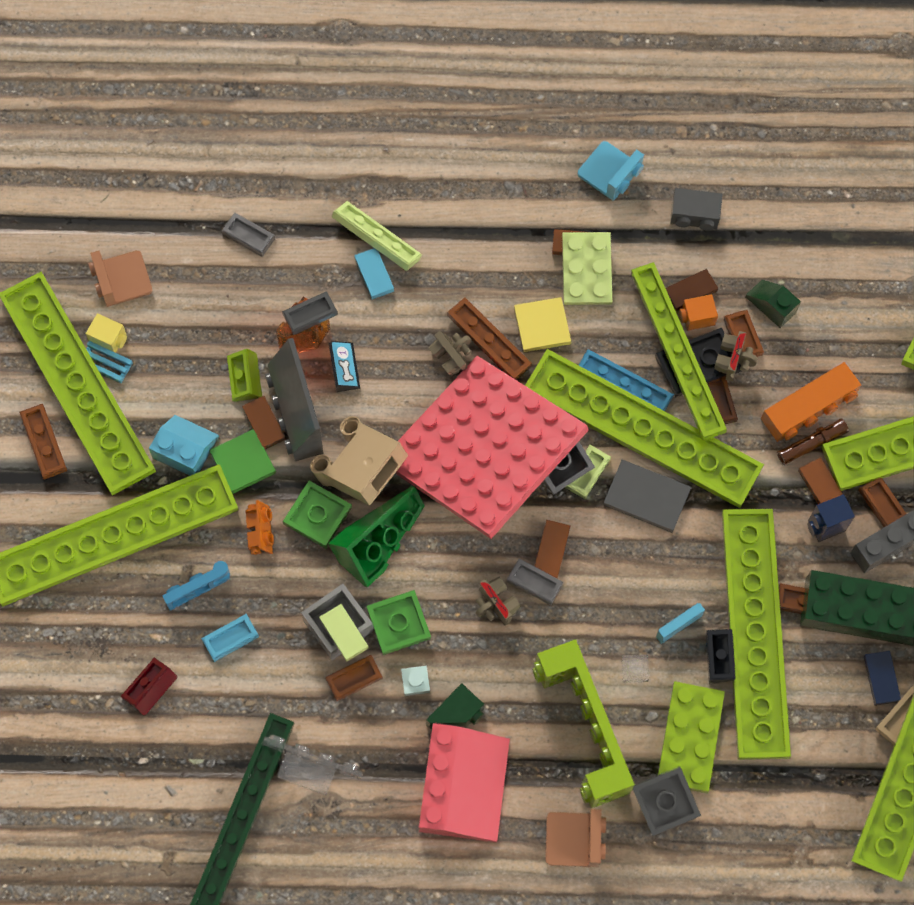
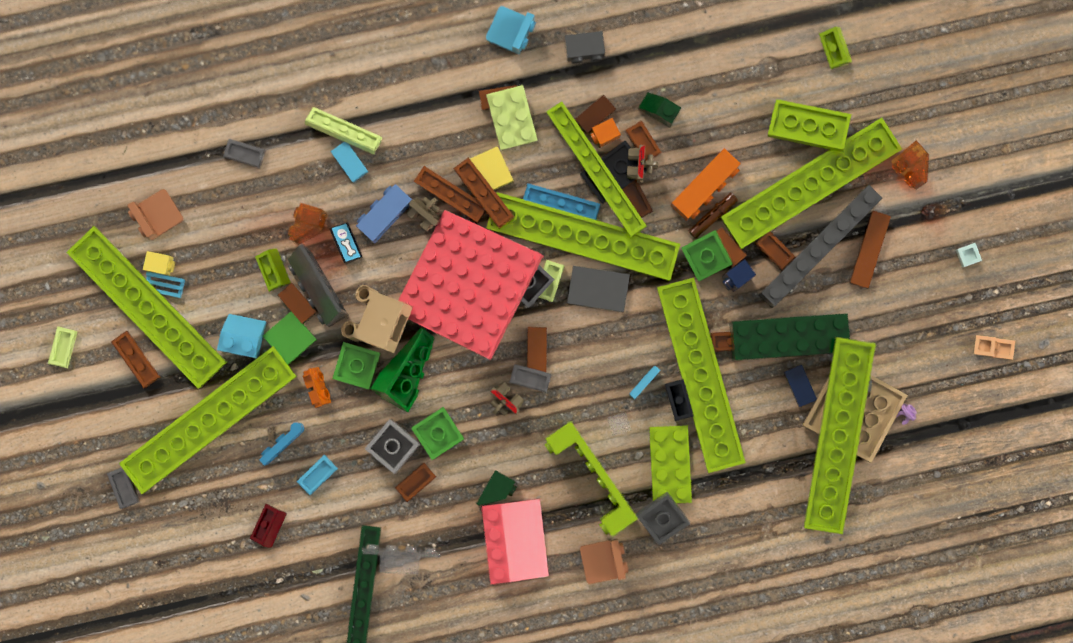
camera: 10 degrees left, 15 degrees up
(310, 313) = (309, 216): dark grey tile -> none
(343, 632) = (400, 457): yellowish green tile -> none
(400, 341) = (384, 213): none -> medium blue brick
(415, 680) = (461, 473): light aqua plate -> none
(531, 345) = (483, 193): none -> dark orange tile
(795, 486) = (707, 255): none -> bright green plate

